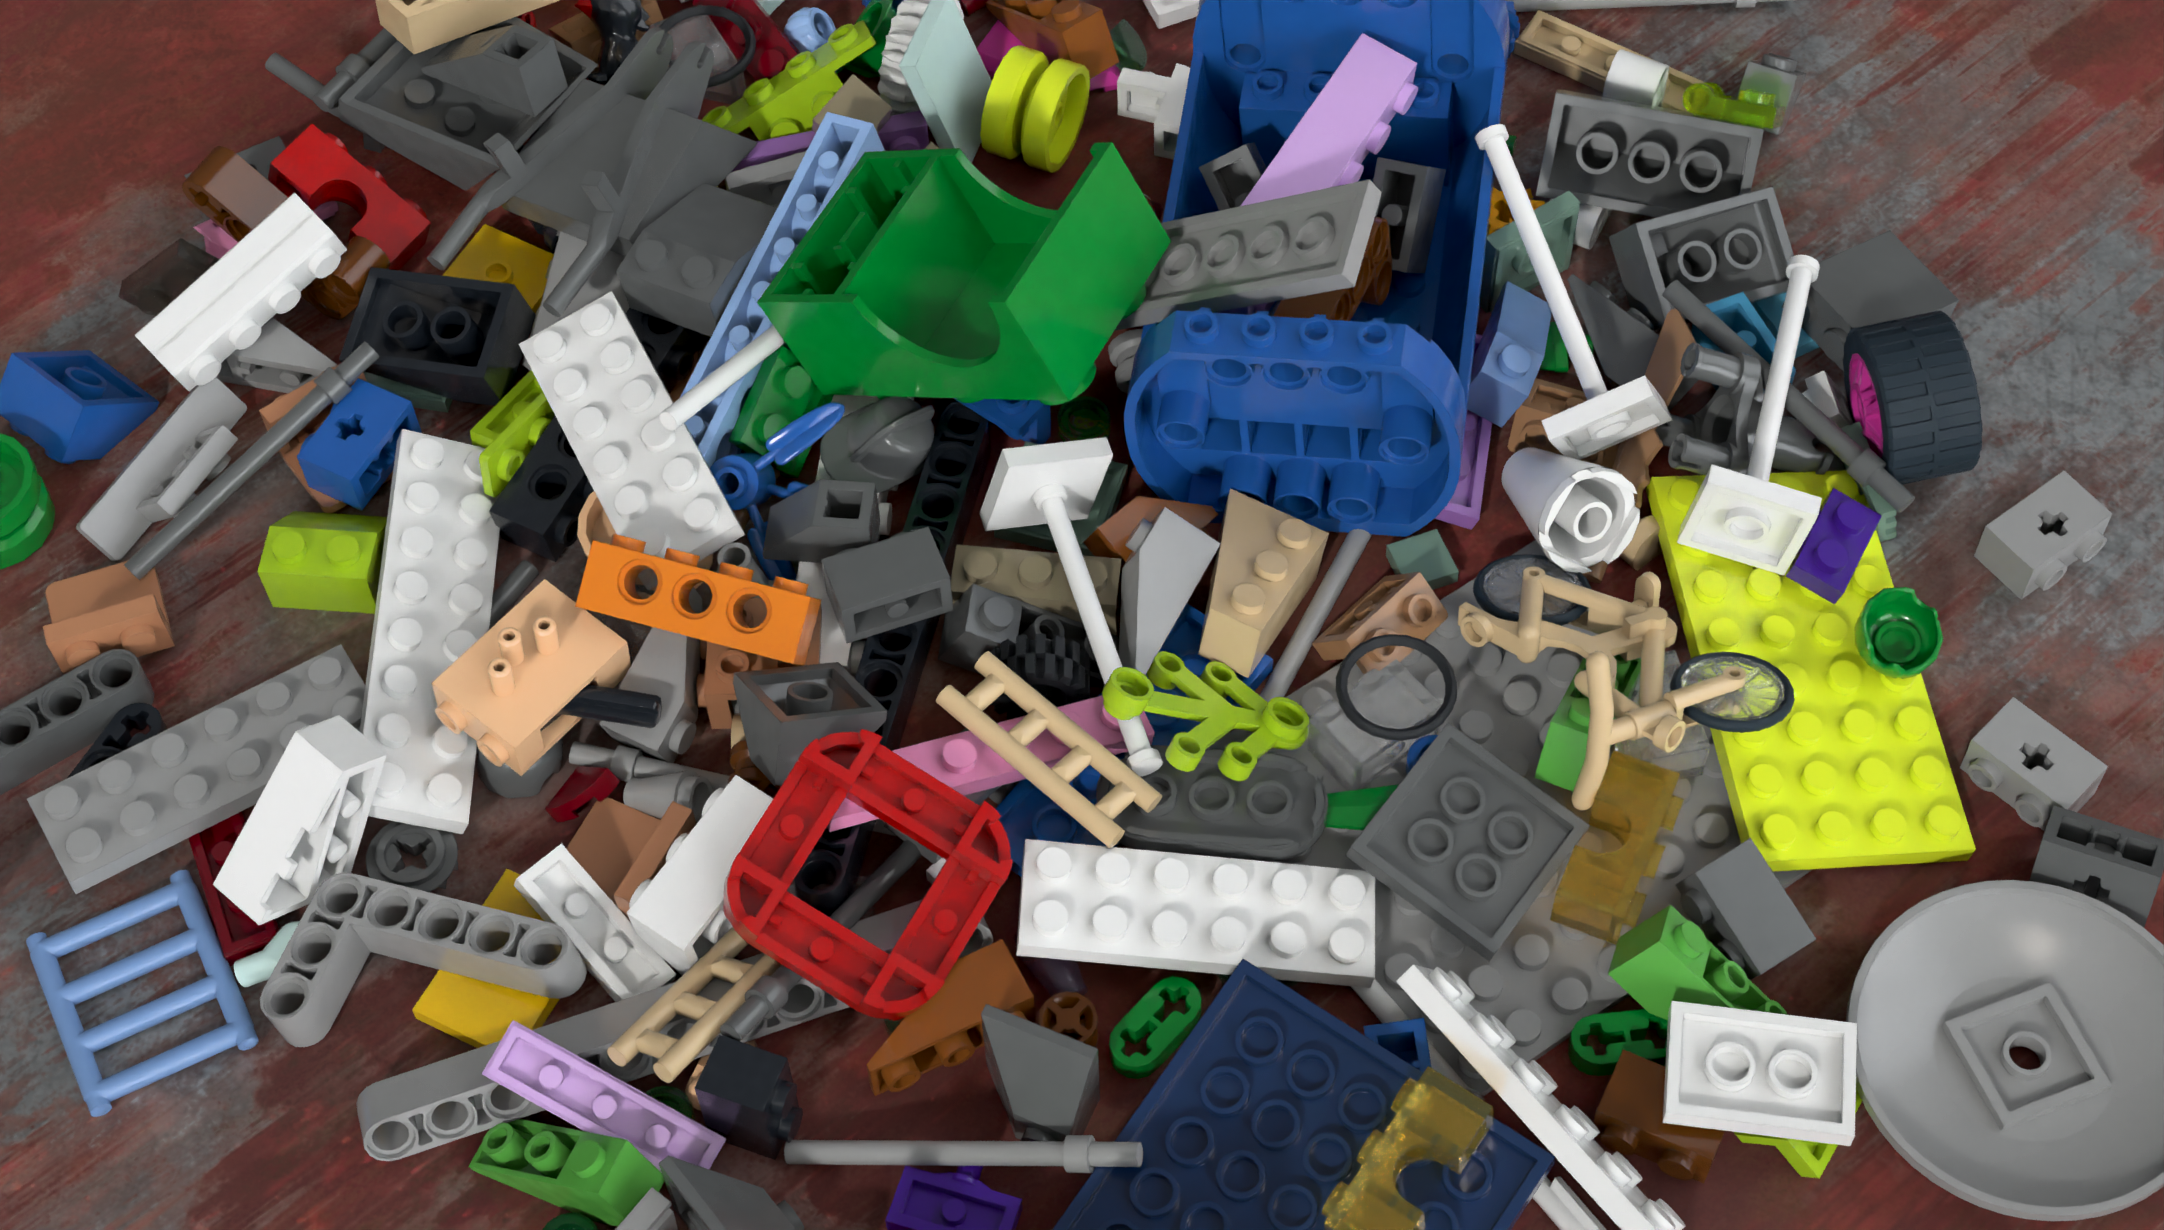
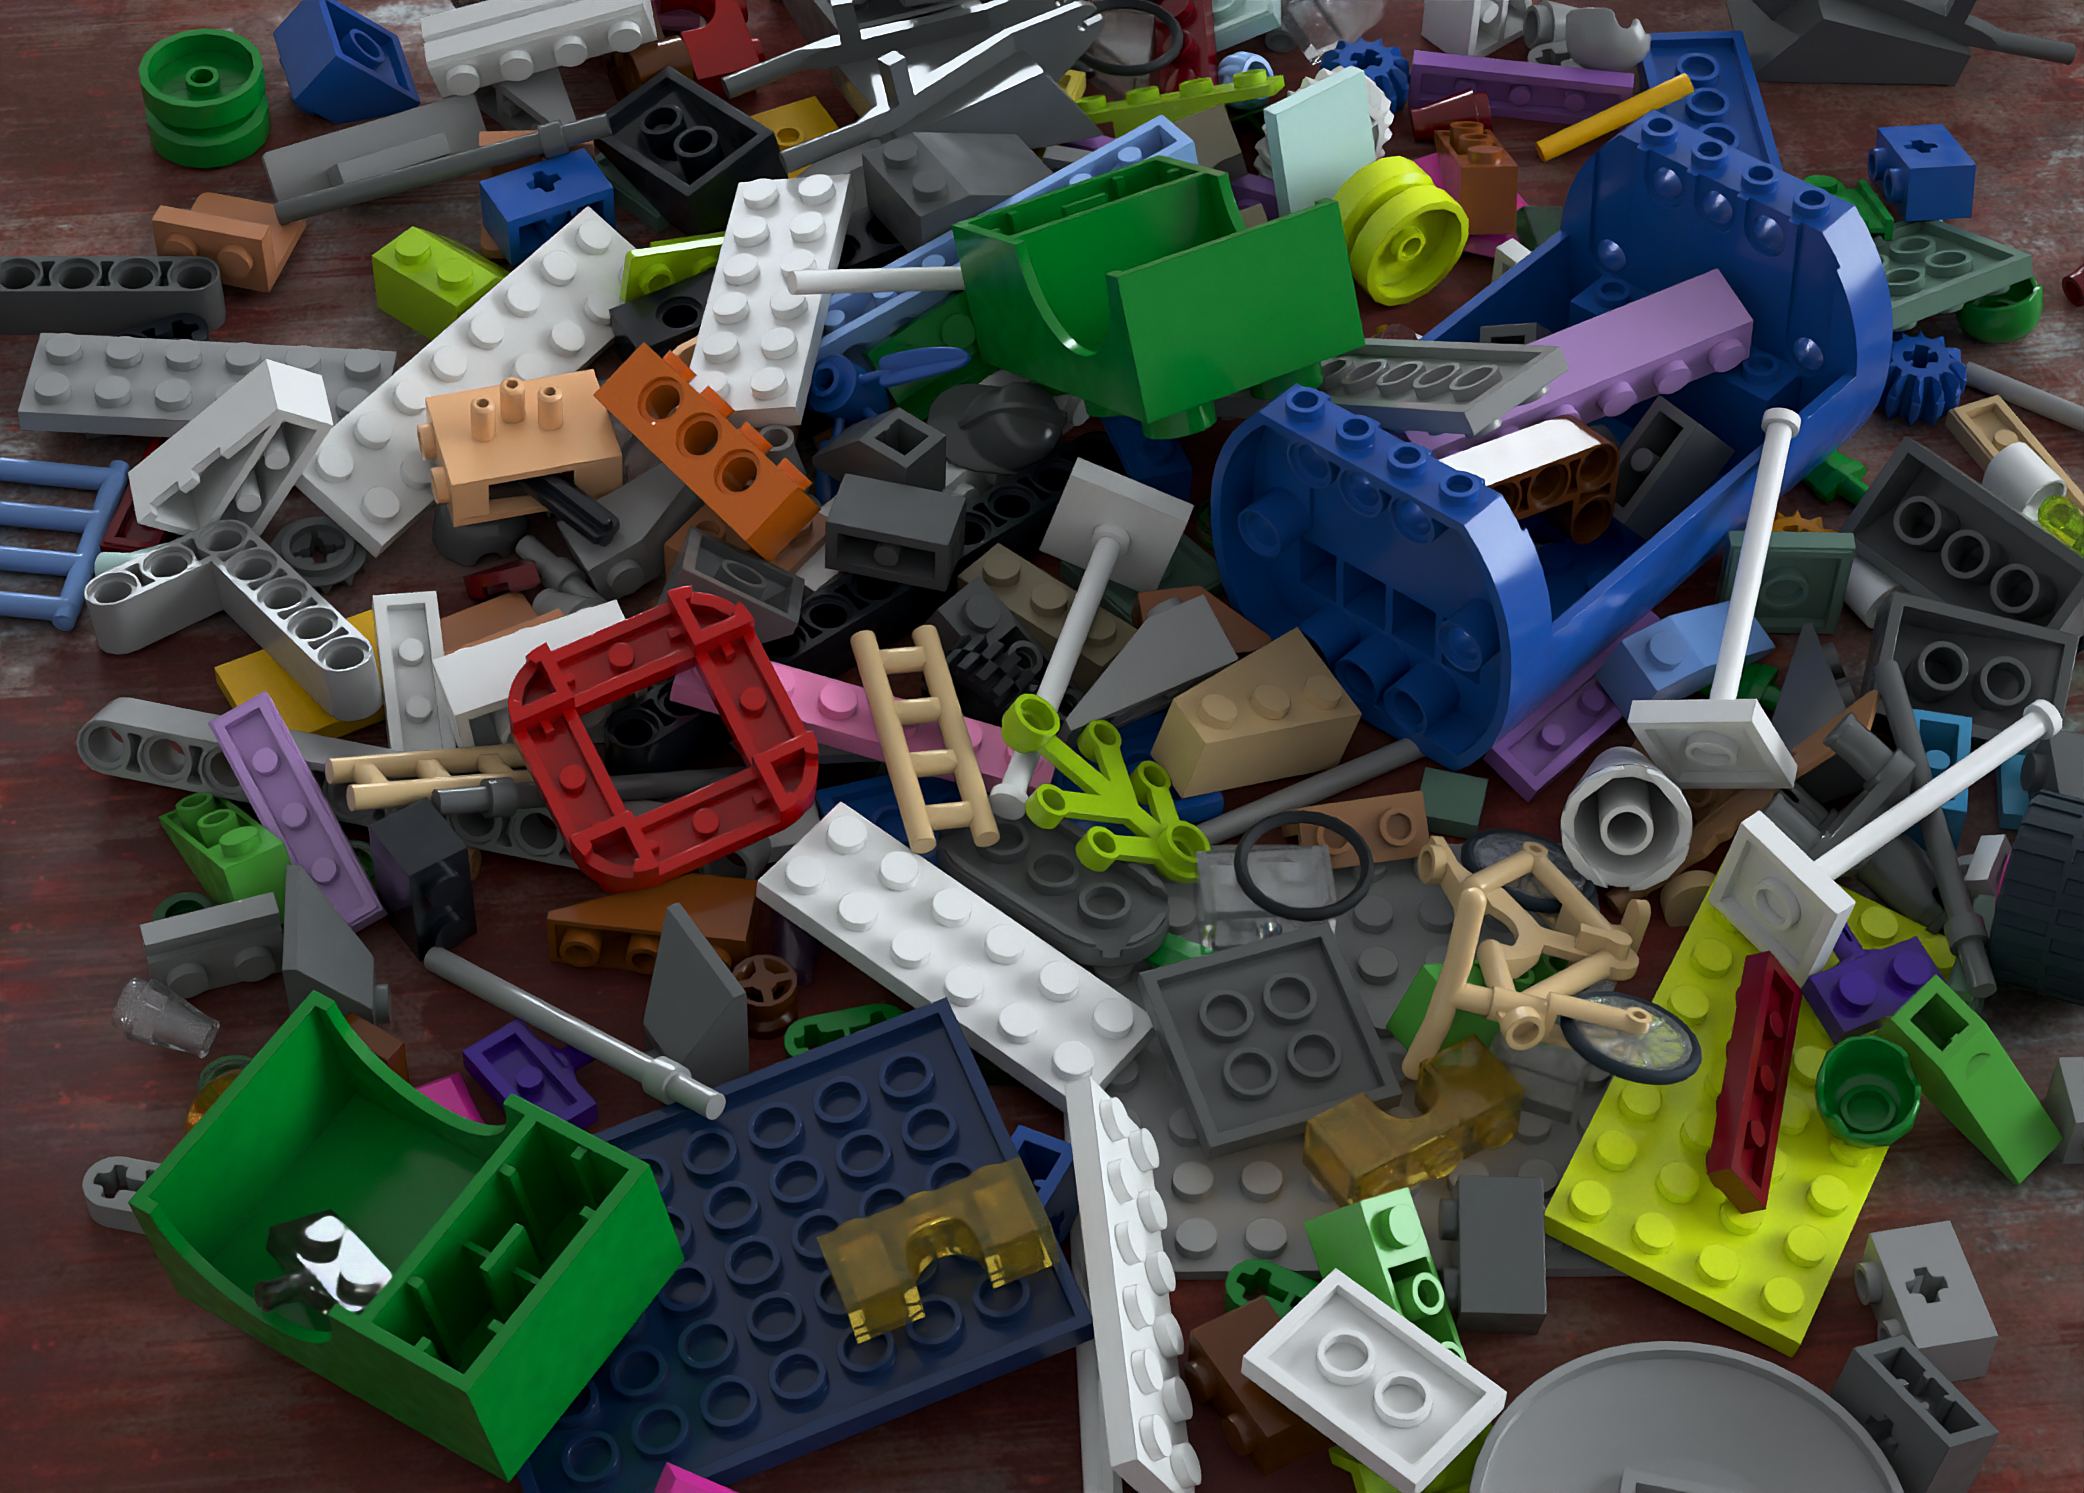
camera: 30 degrees right, 10 degrees down
(1831, 689) = (1754, 1083): none -> dark red plate
(1941, 573) = (1972, 1079): none -> bright green slope

